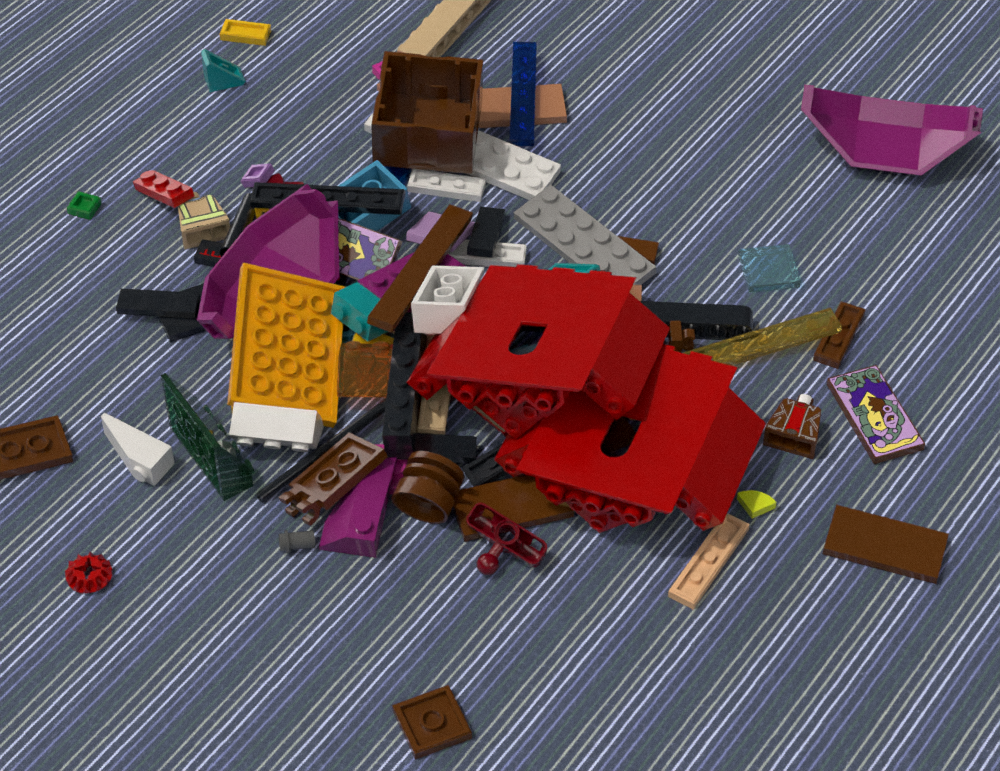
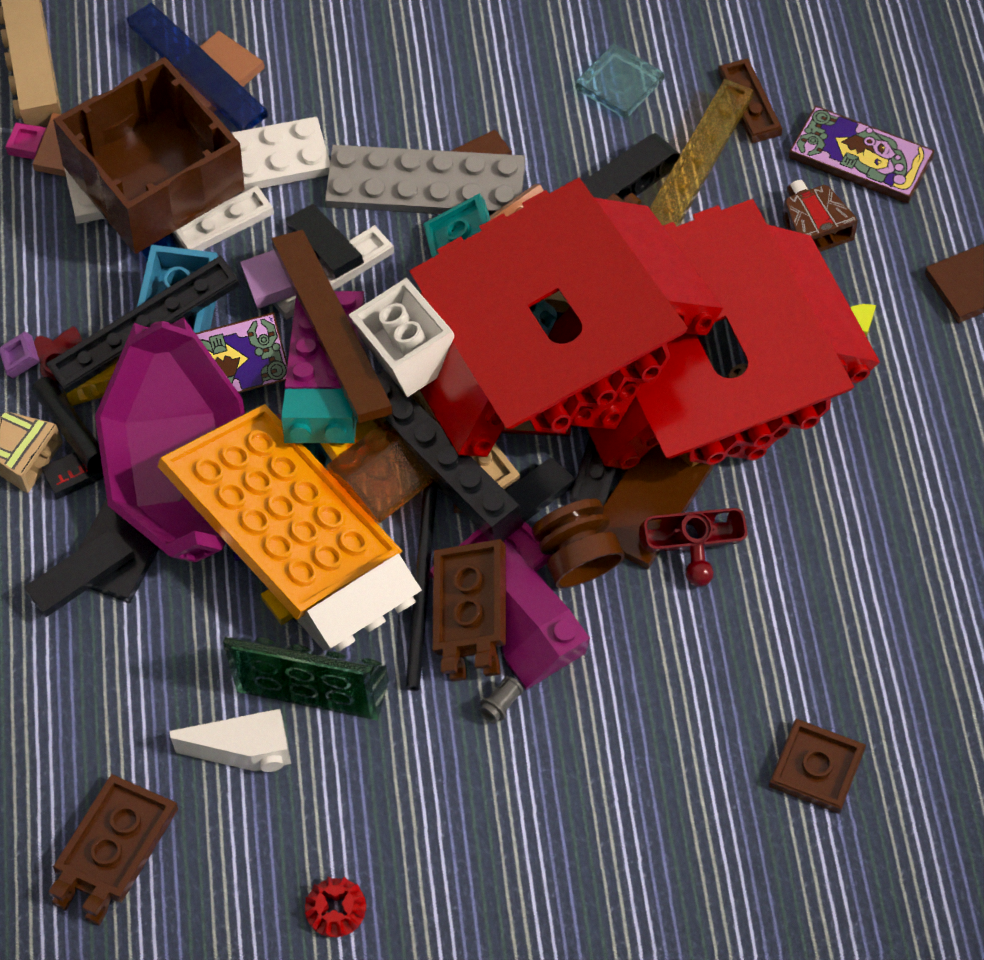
camera: 40 degrees left, 10 degrees up
(708, 561) = (882, 420): light nougat tile -> none

